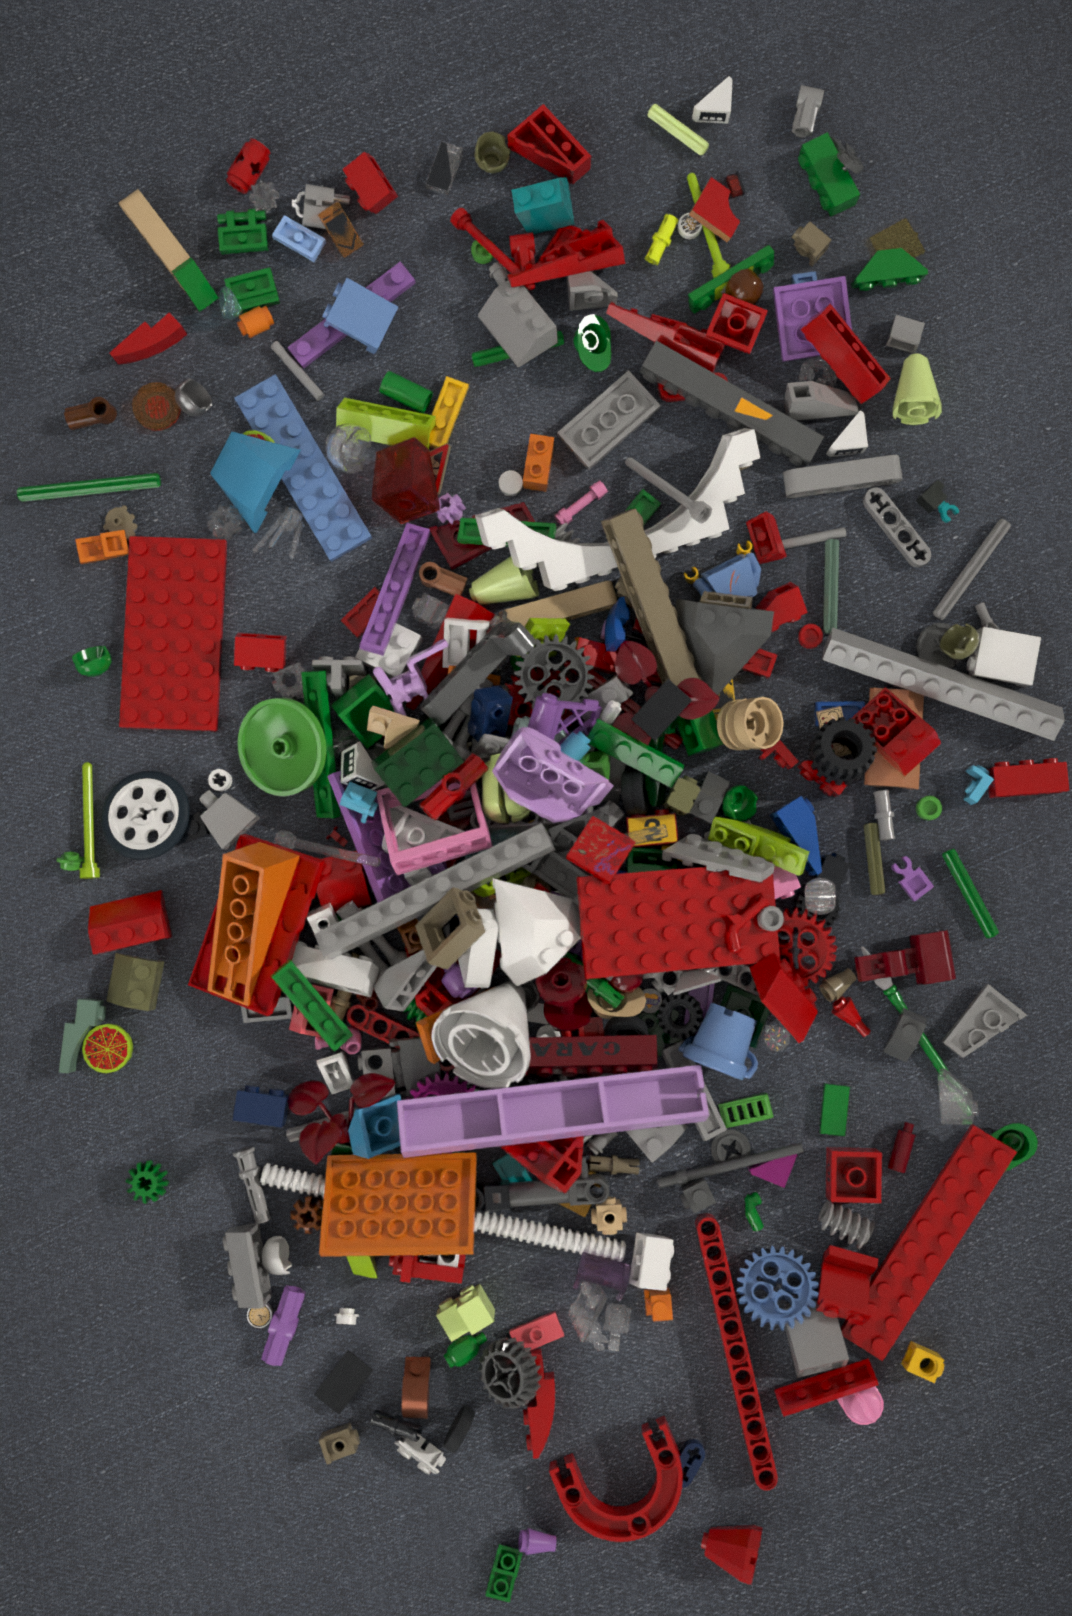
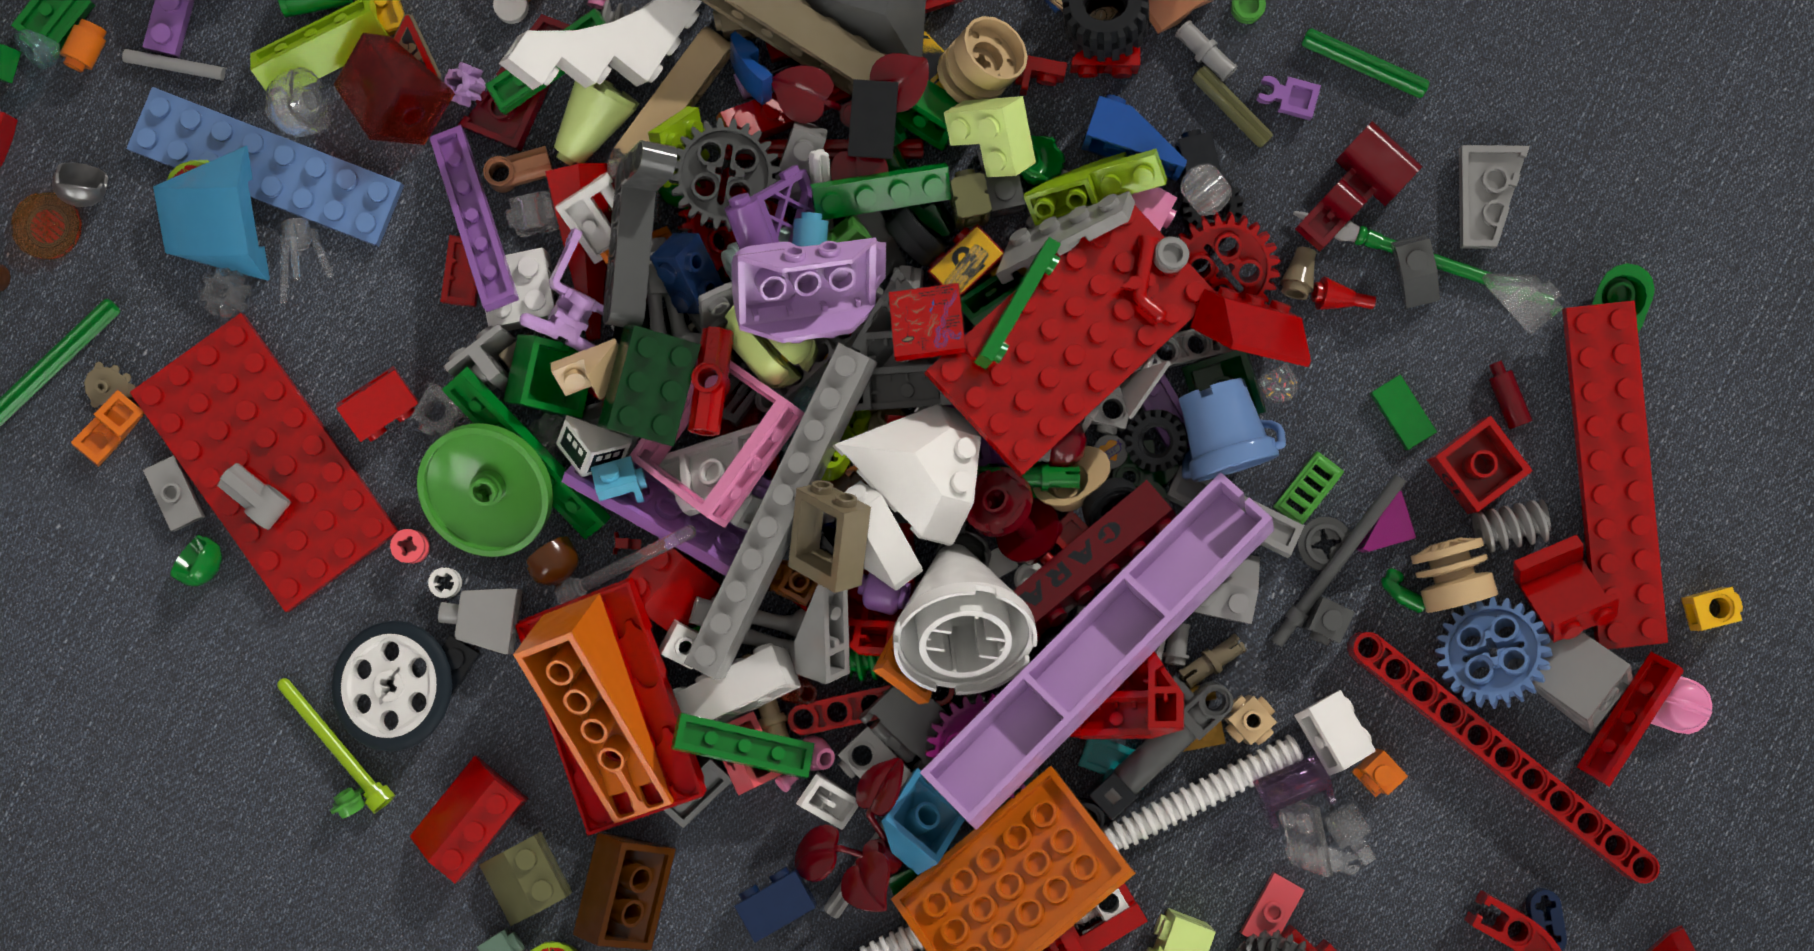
camera: 35 degrees left, 0 degrees up
(109, 612) = (174, 493): none -> light grey plate
(153, 655) = (261, 501): none -> light grey piece
(183, 1032) = (624, 892): none -> reddish brown slope
(220, 748) = (417, 548): none -> coral wheel
(288, 817) = (553, 562): none -> reddish brown hair
(693, 868) = (995, 345): none -> green plate
(728, 768) = (999, 128): none -> yellowish green brick
(789, 1226) = (1454, 574): none -> tan wheel

